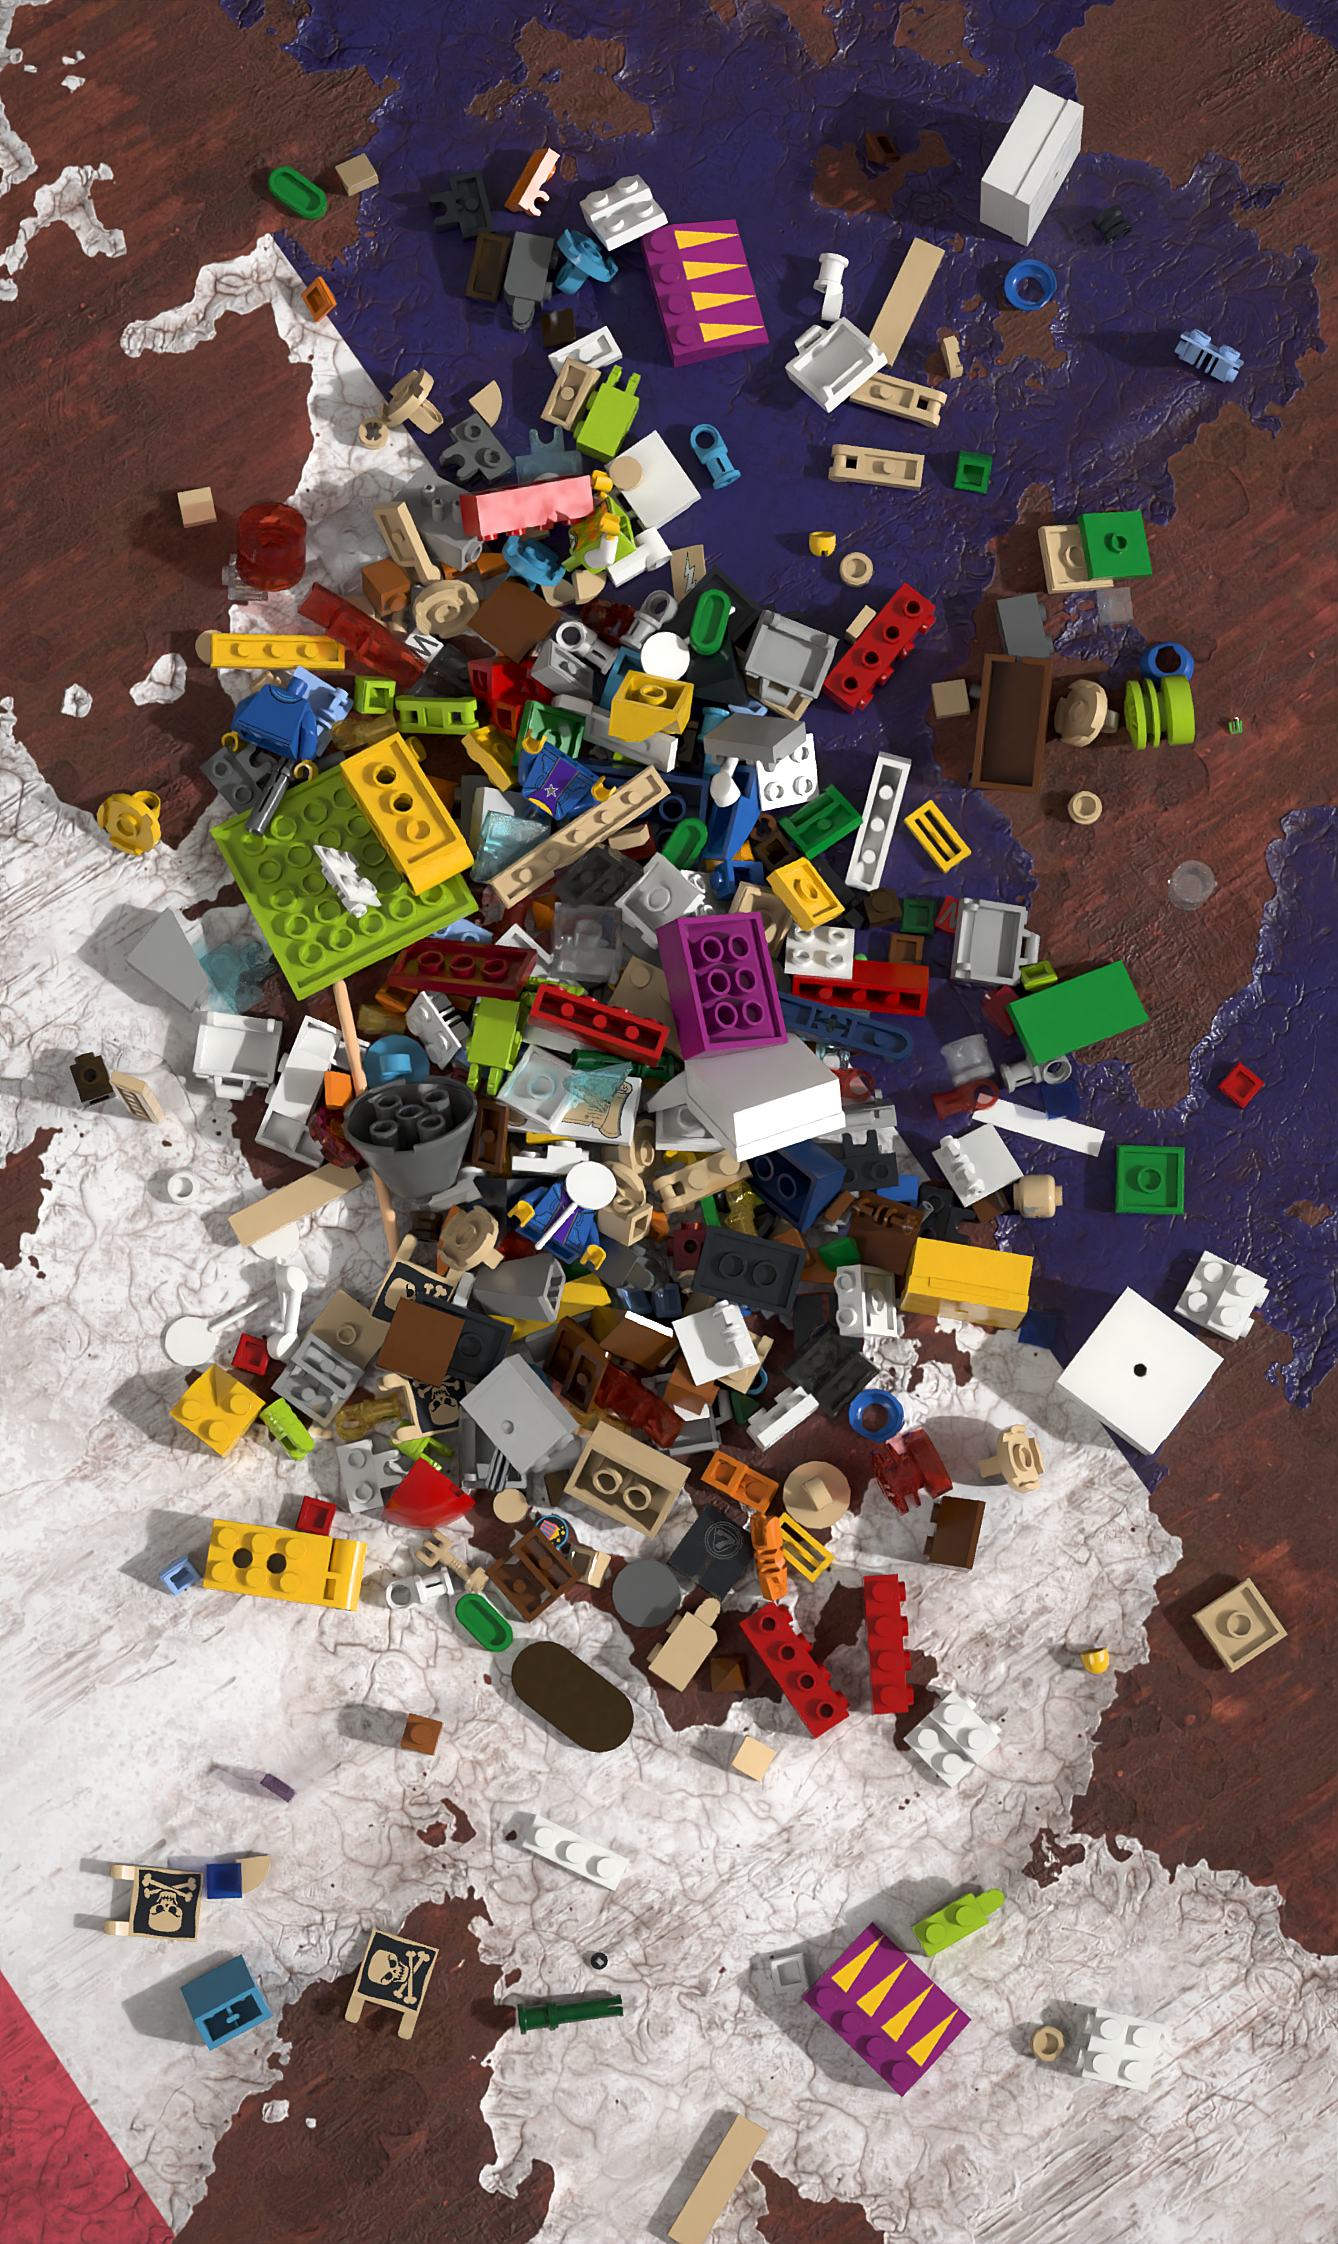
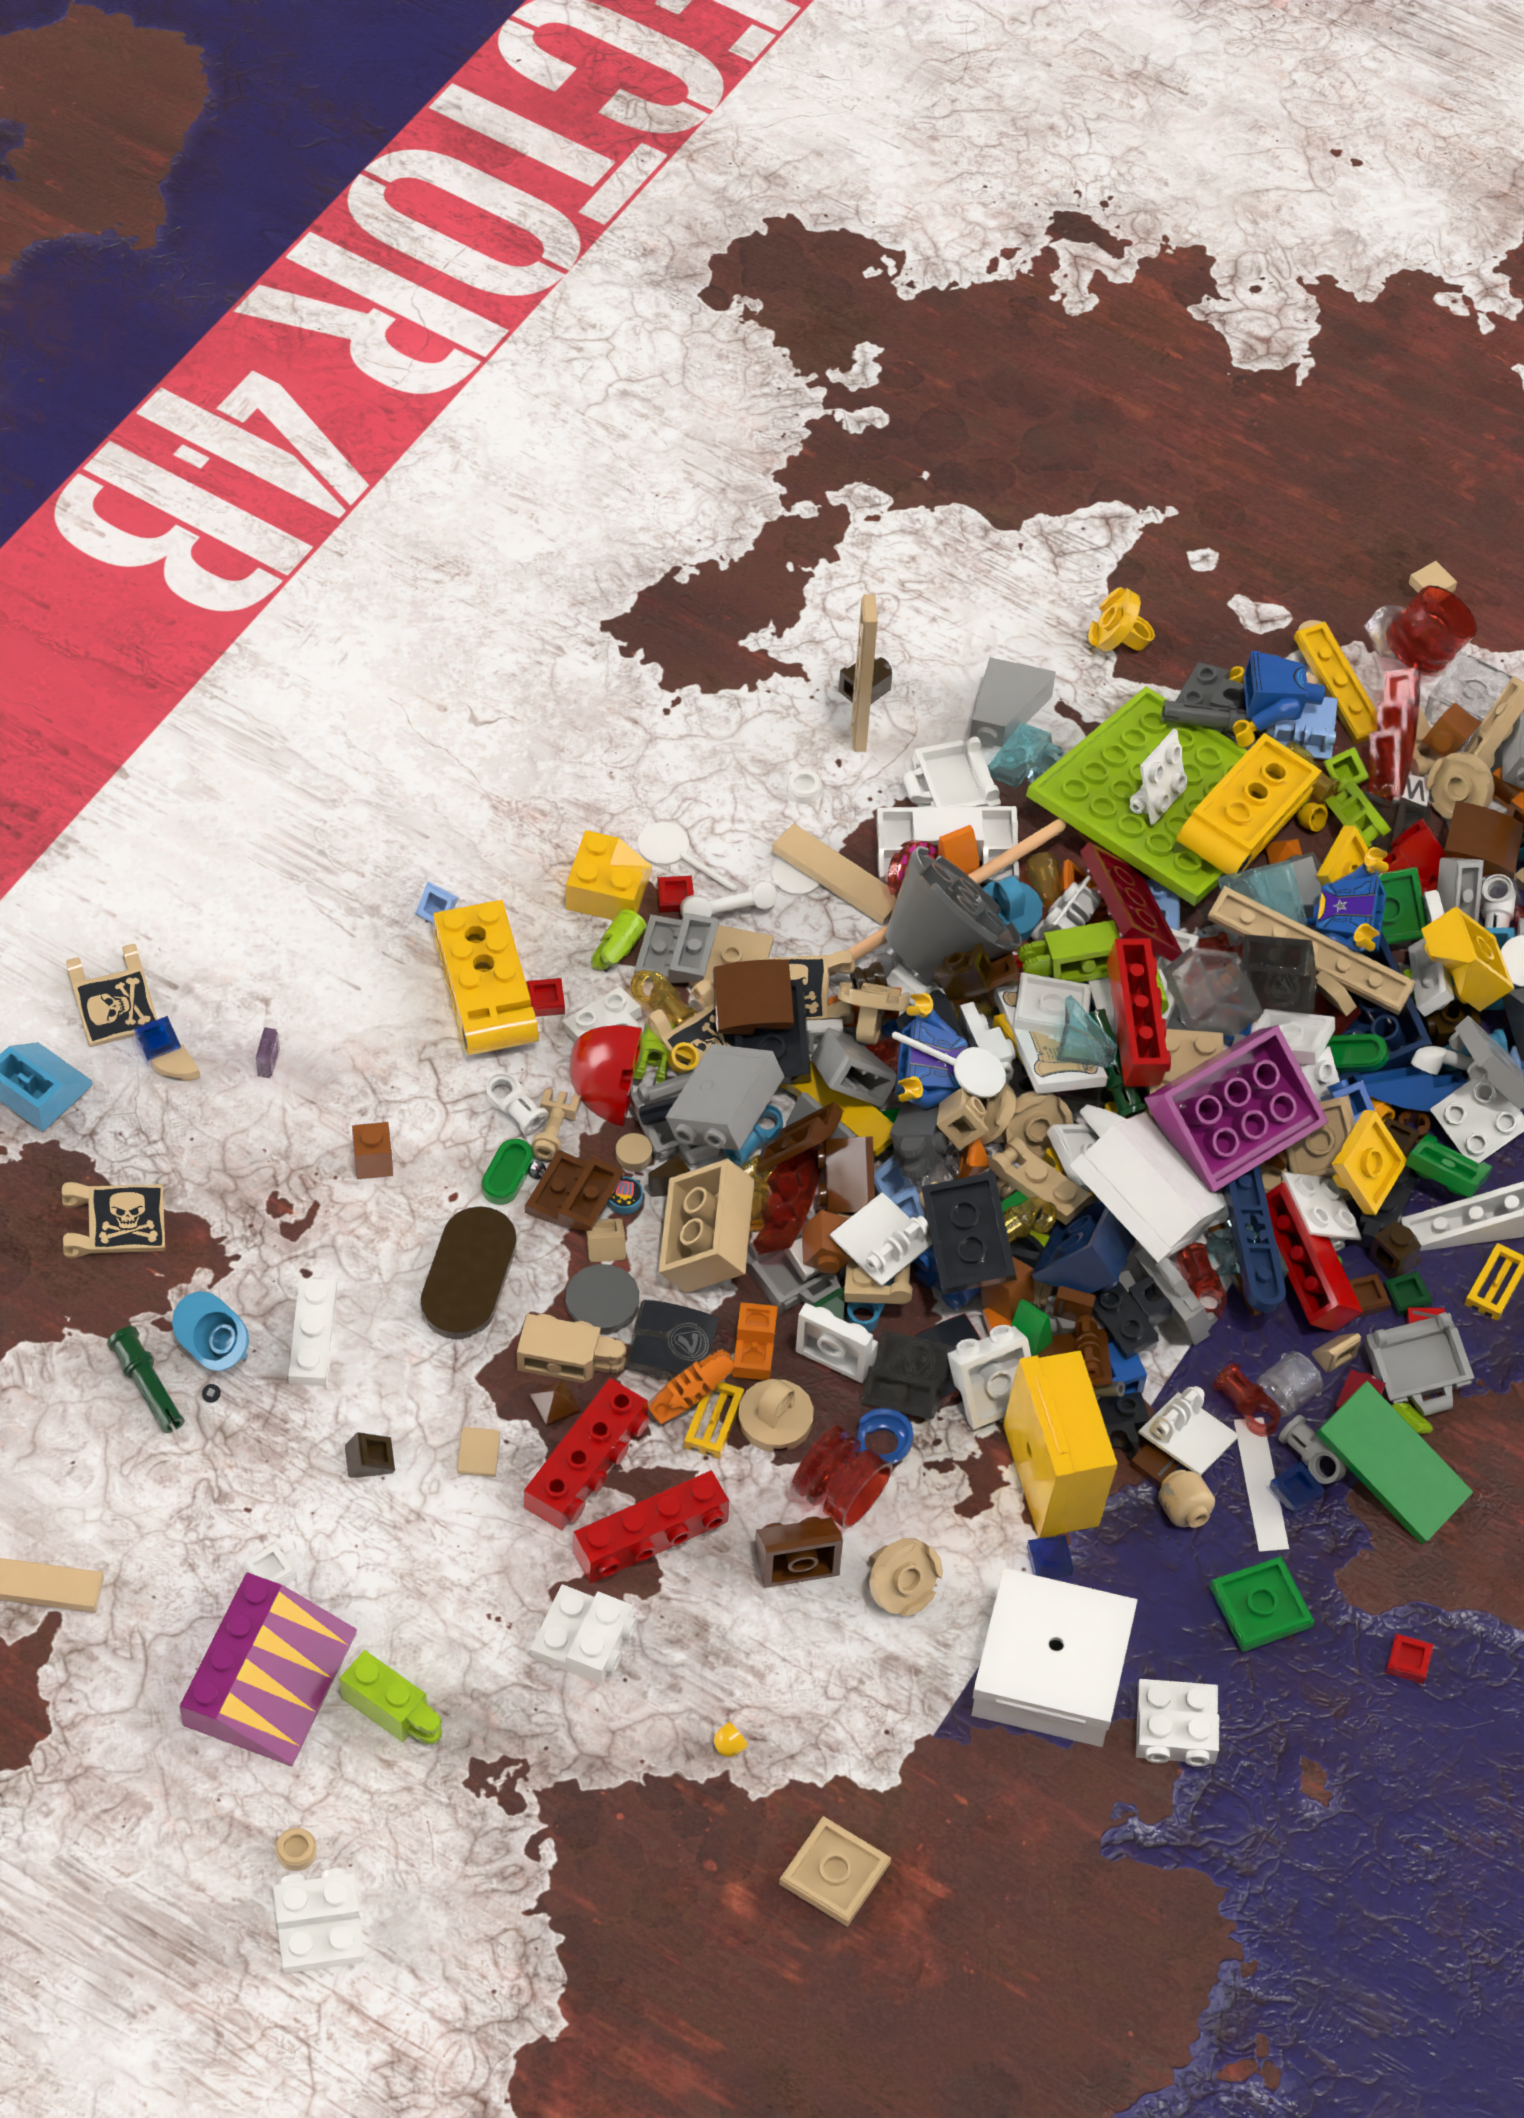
camera: 70 degrees right, 25 degrees down
(456, 1433) = (686, 1053): none -> yellow hinge
(486, 1151) = (965, 973): none -> dark brown brick
(492, 1596) = (537, 1169): none -> black piece
(553, 1942) = (210, 1330): none -> dark azure piece
(715, 1850) = (369, 1455): none -> dark brown slope
(947, 1003) = (1337, 1351): none -> tan slope

